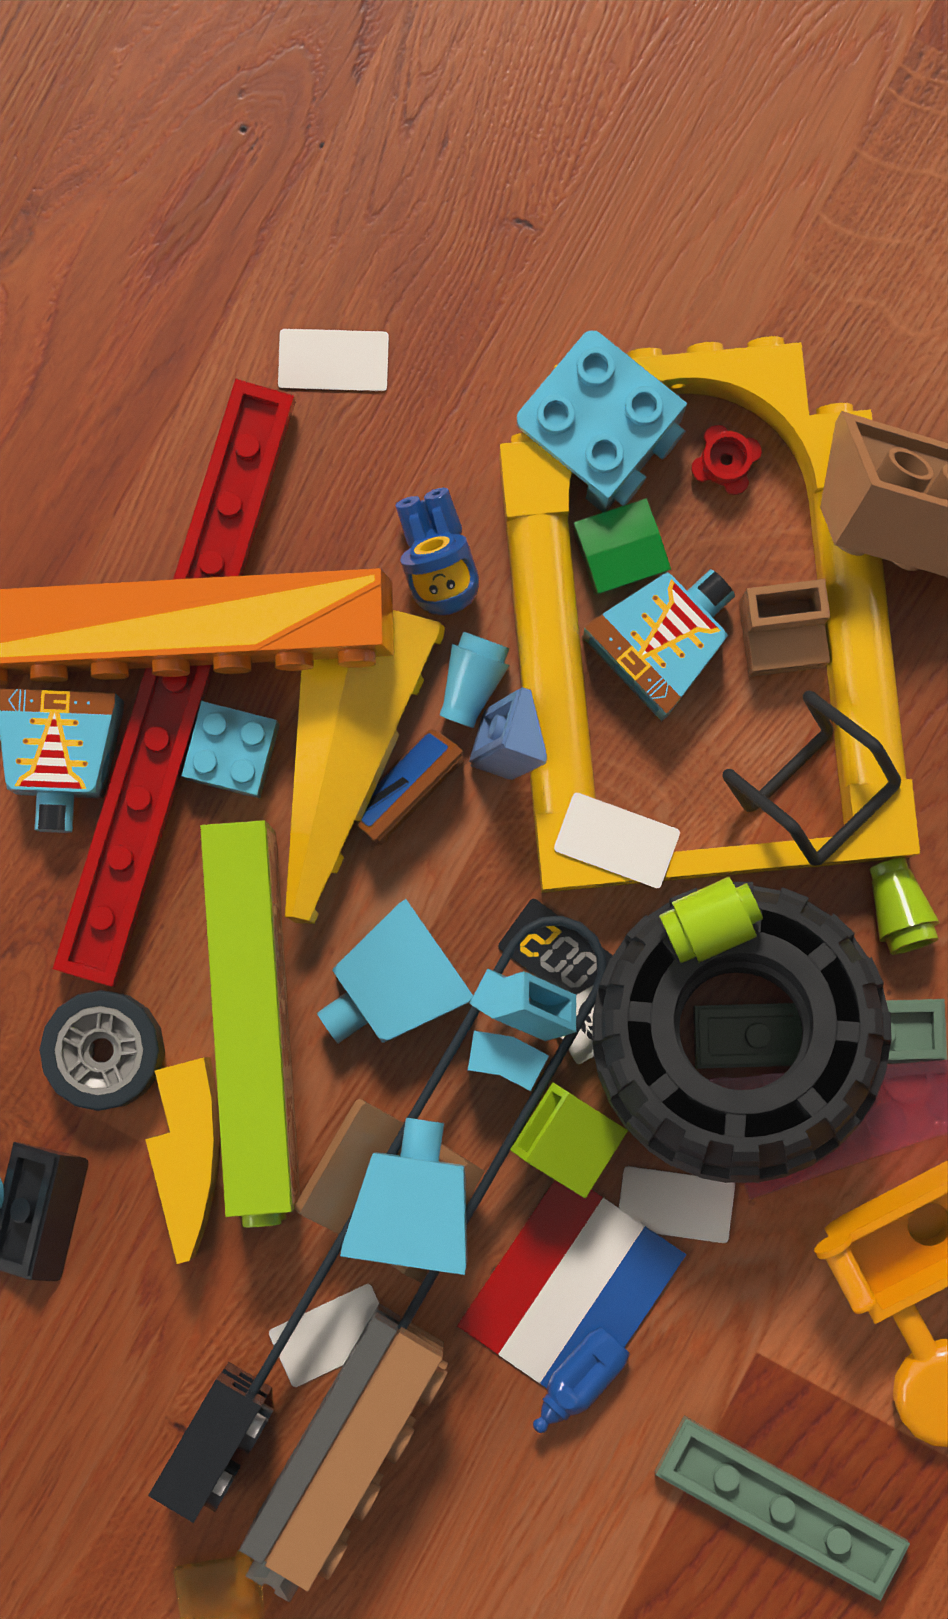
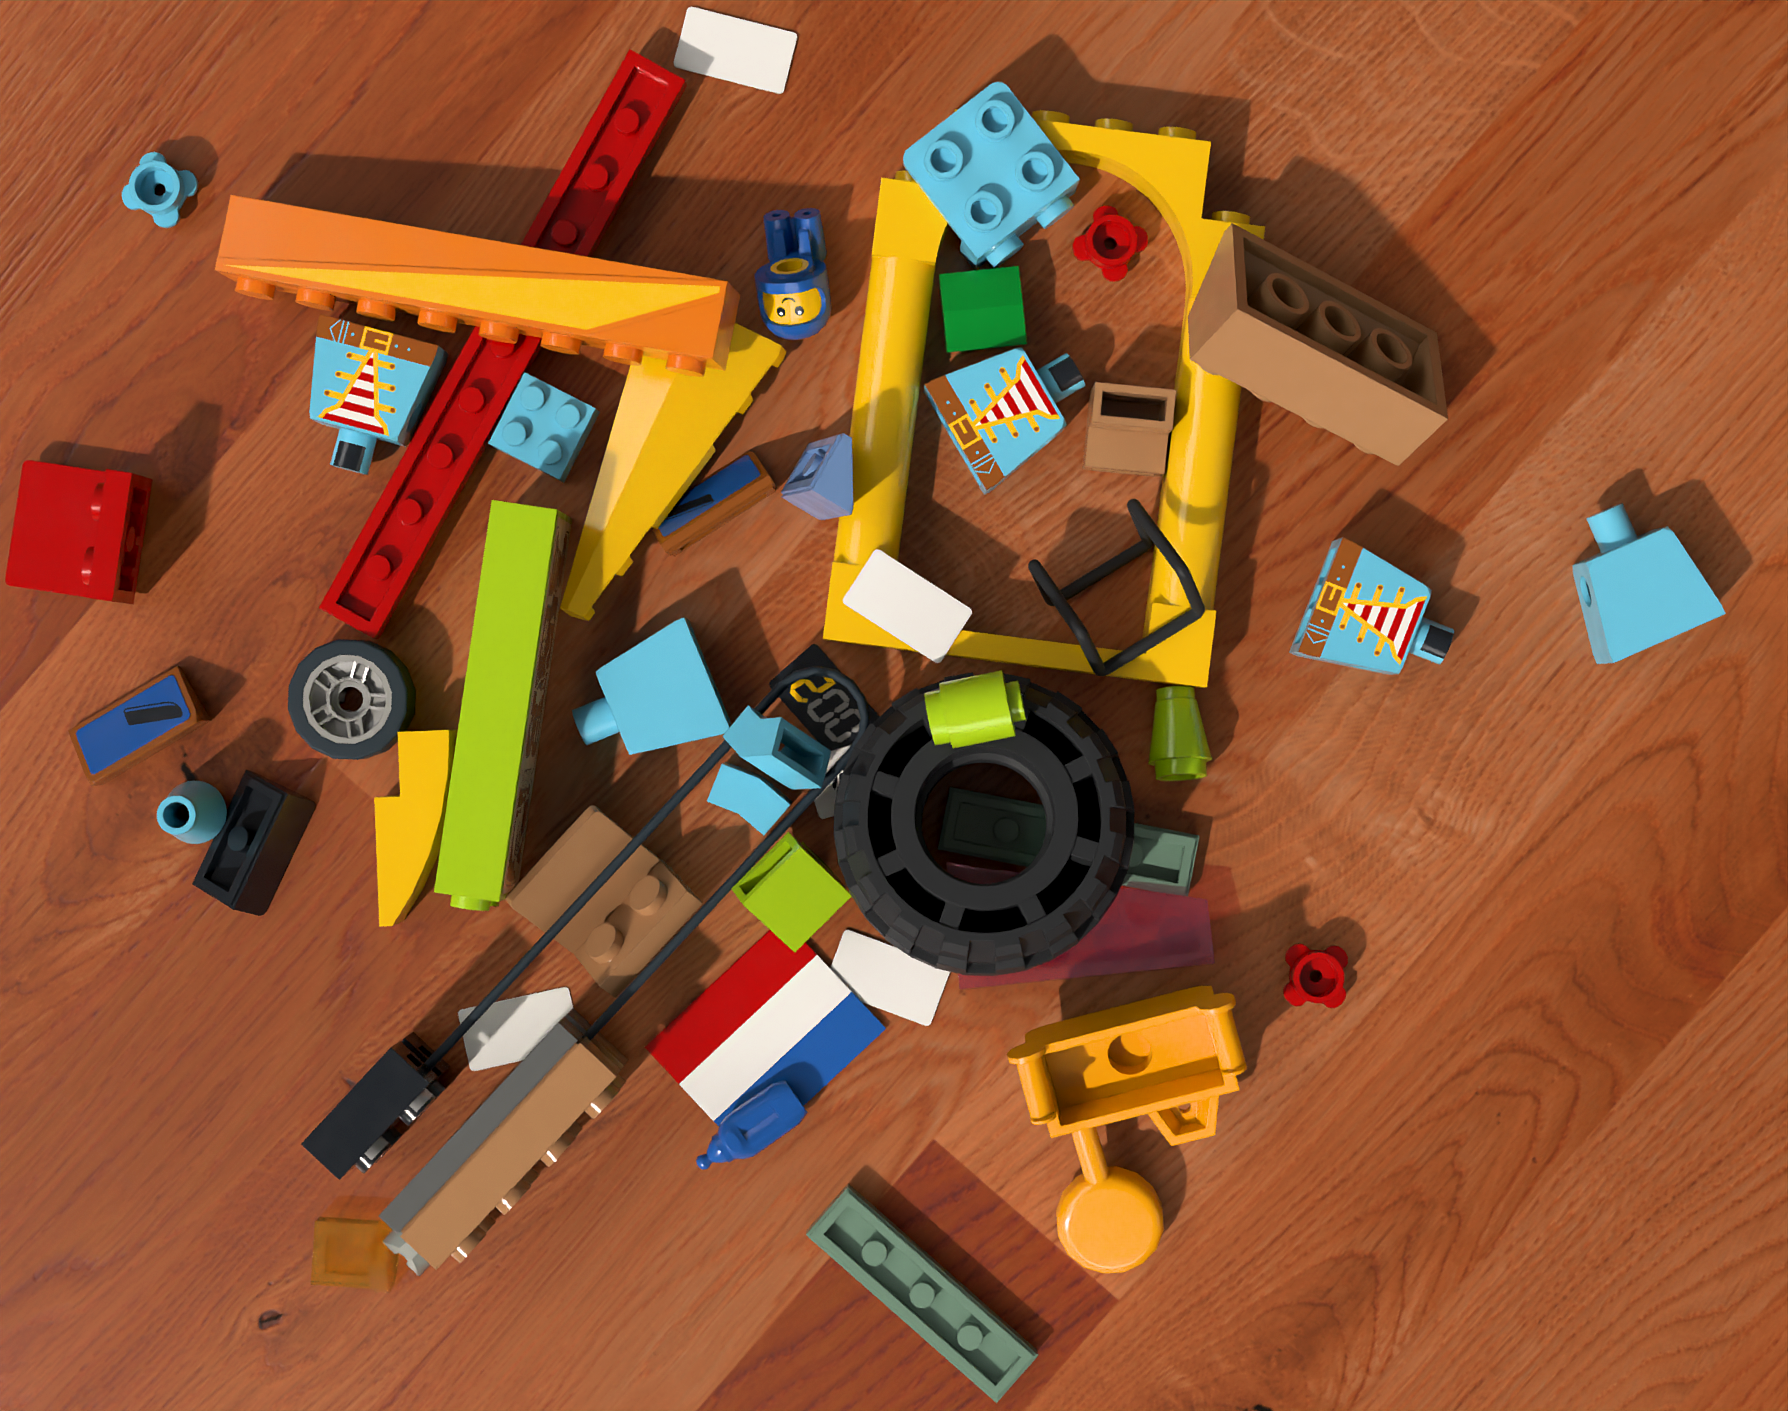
camera: 10 degrees right, 5 degrees up
(411, 1206) = (620, 923): medium azure torso -> none
(472, 677) = (802, 408): medium azure cone -> none

